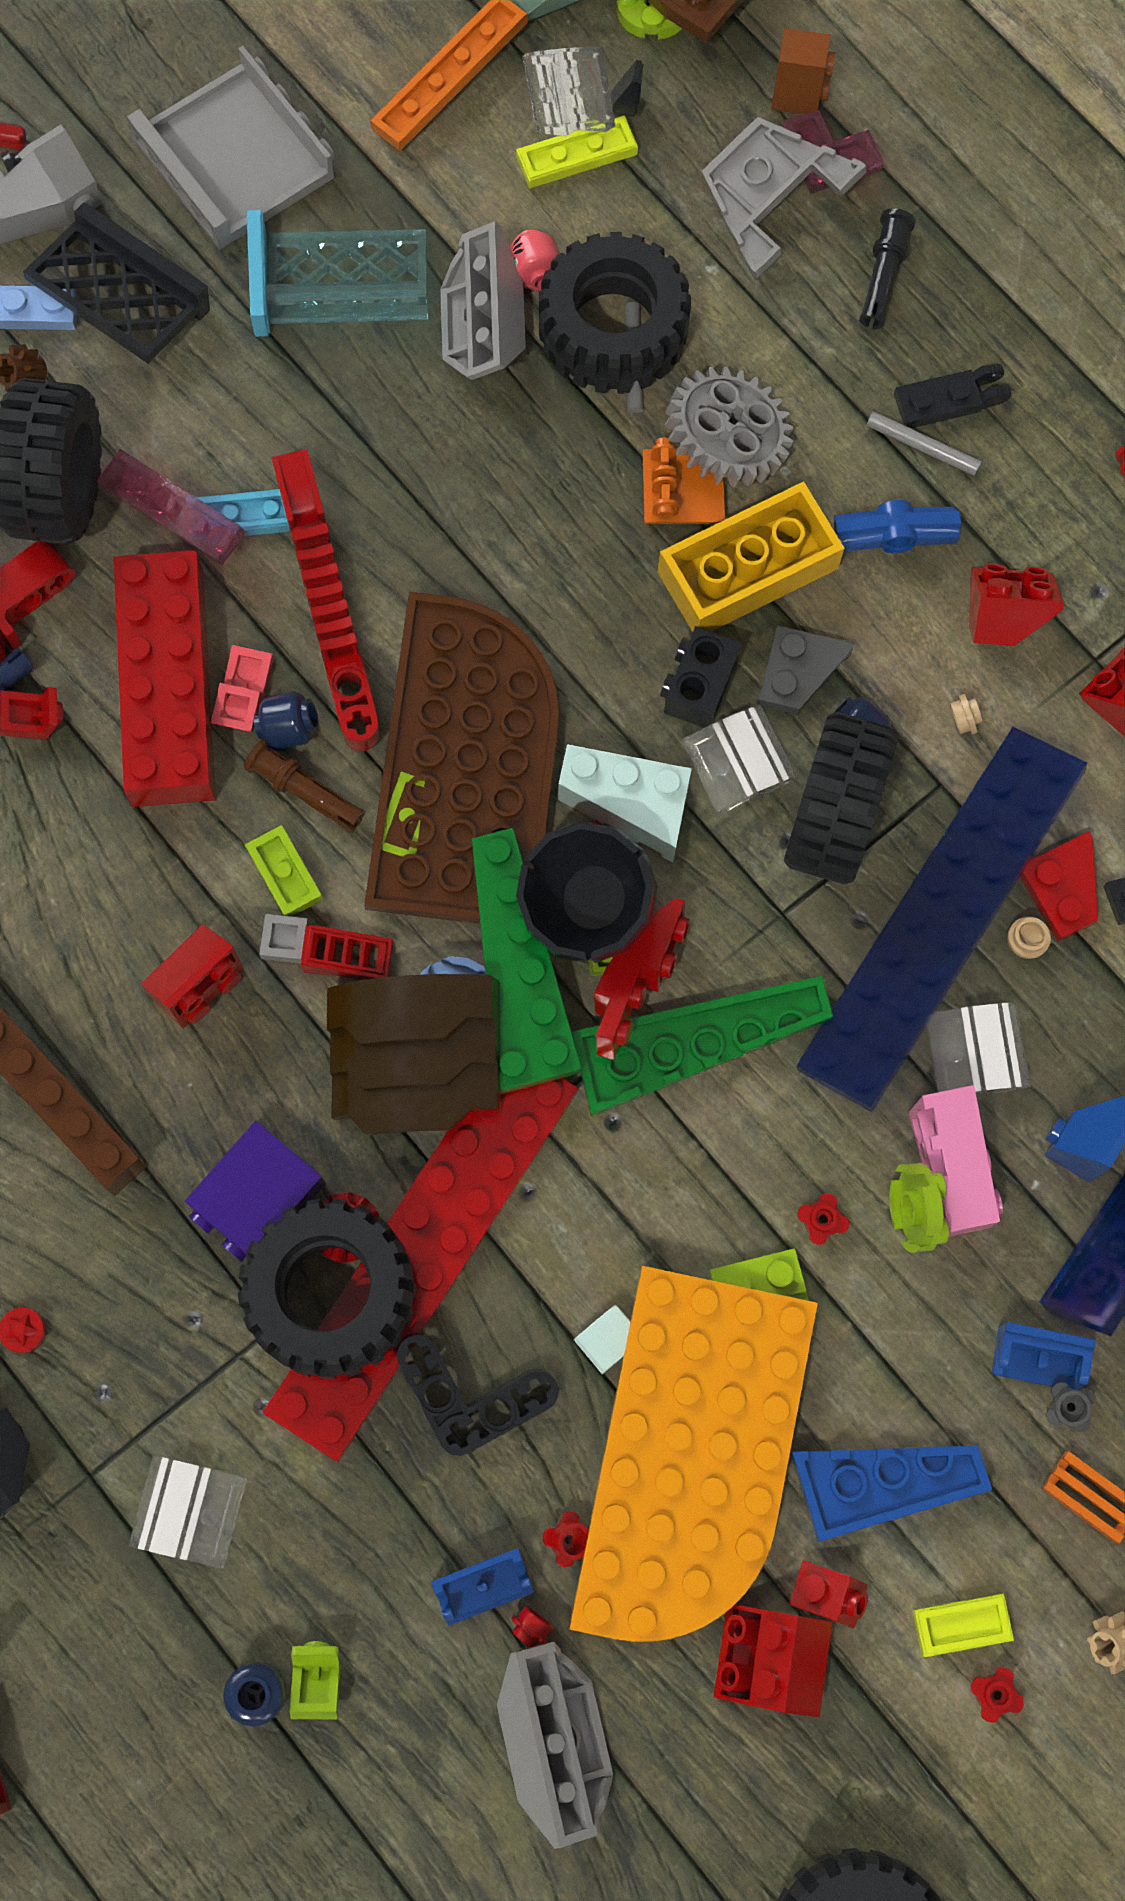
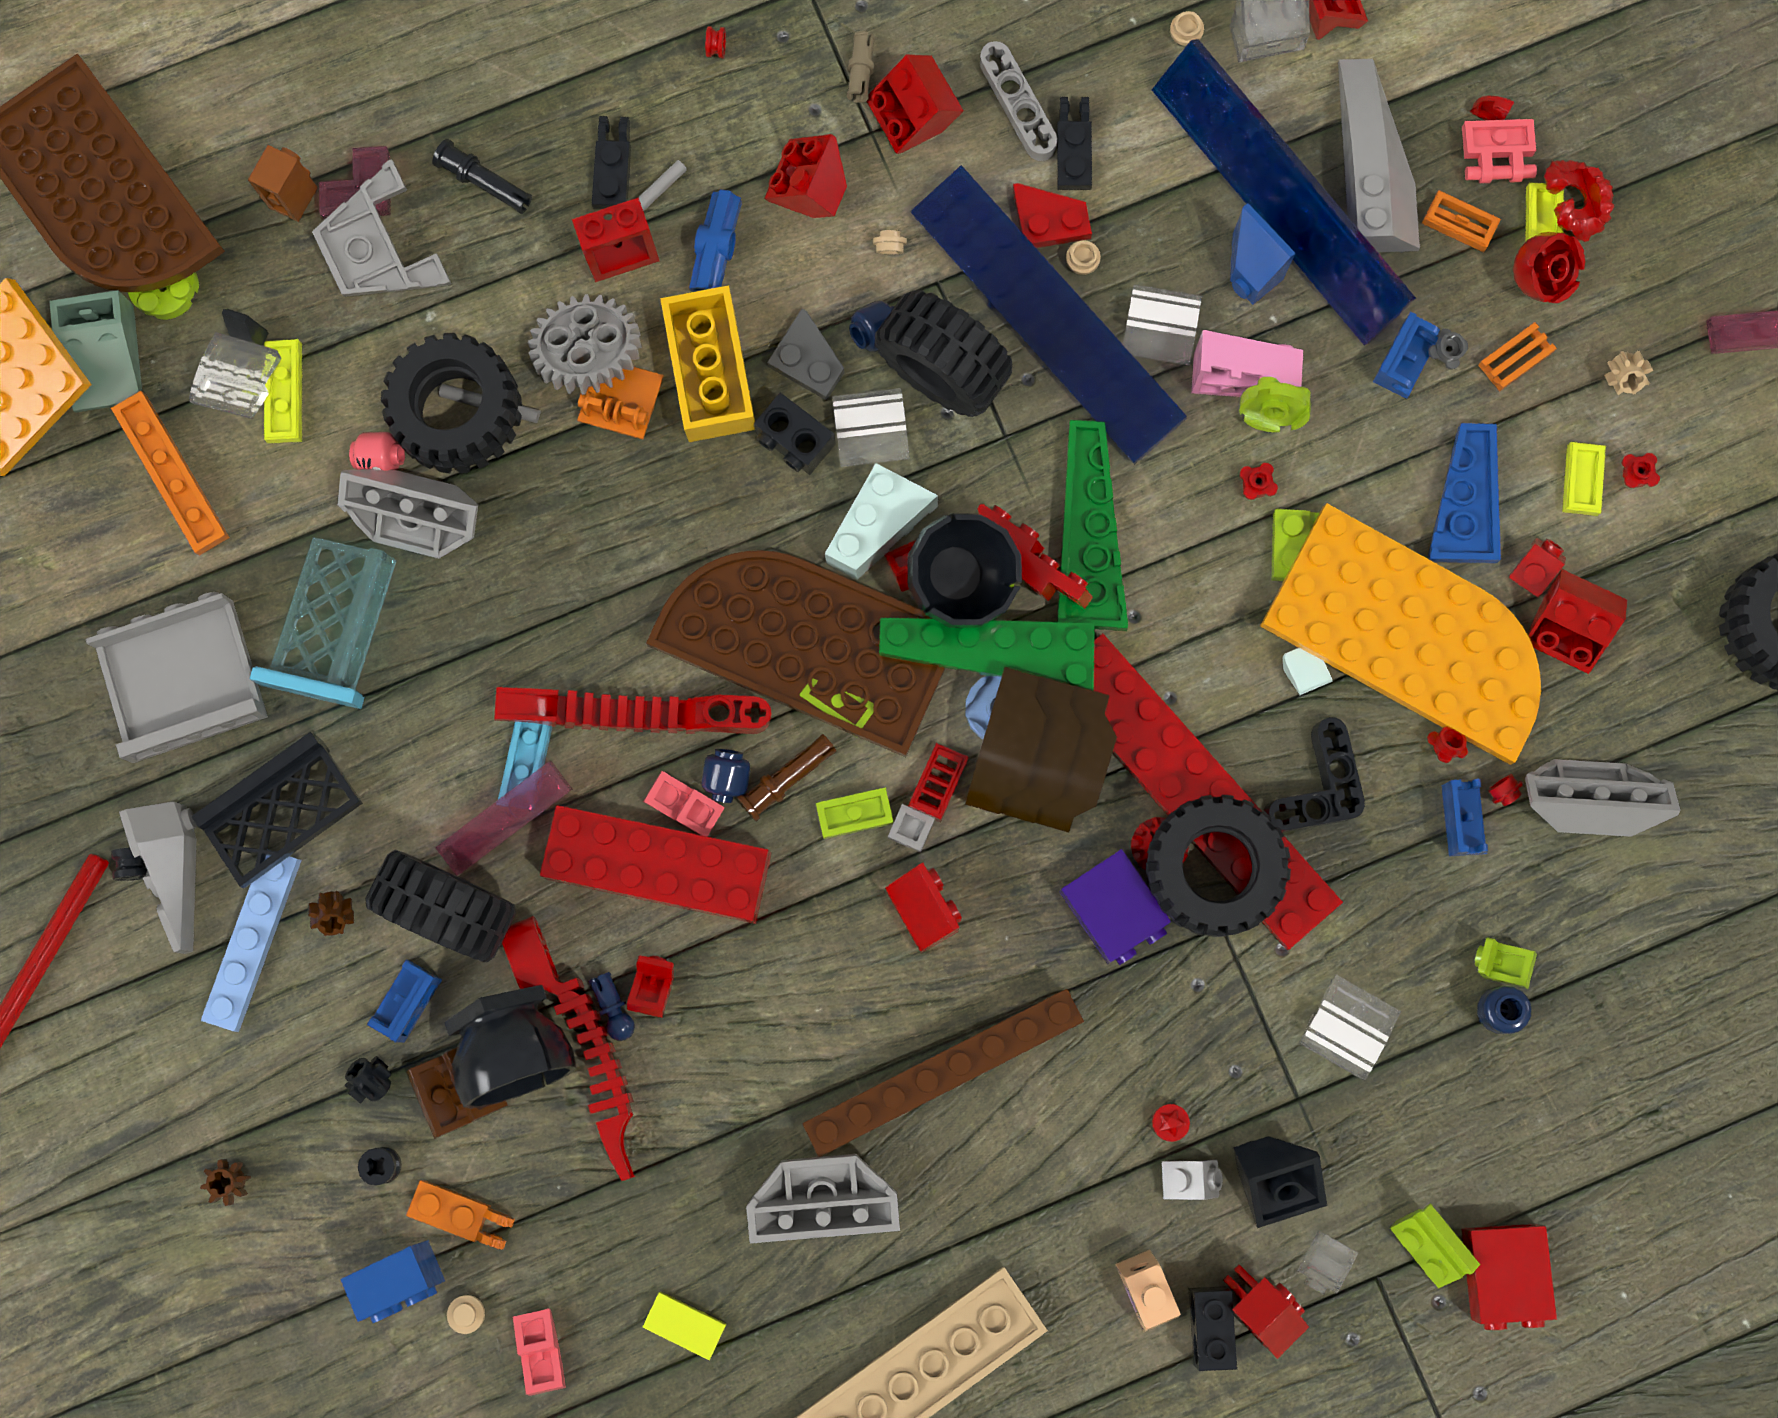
camera: 65 degrees left, 5 degrees up
(847, 408) = (602, 236): none -> red window

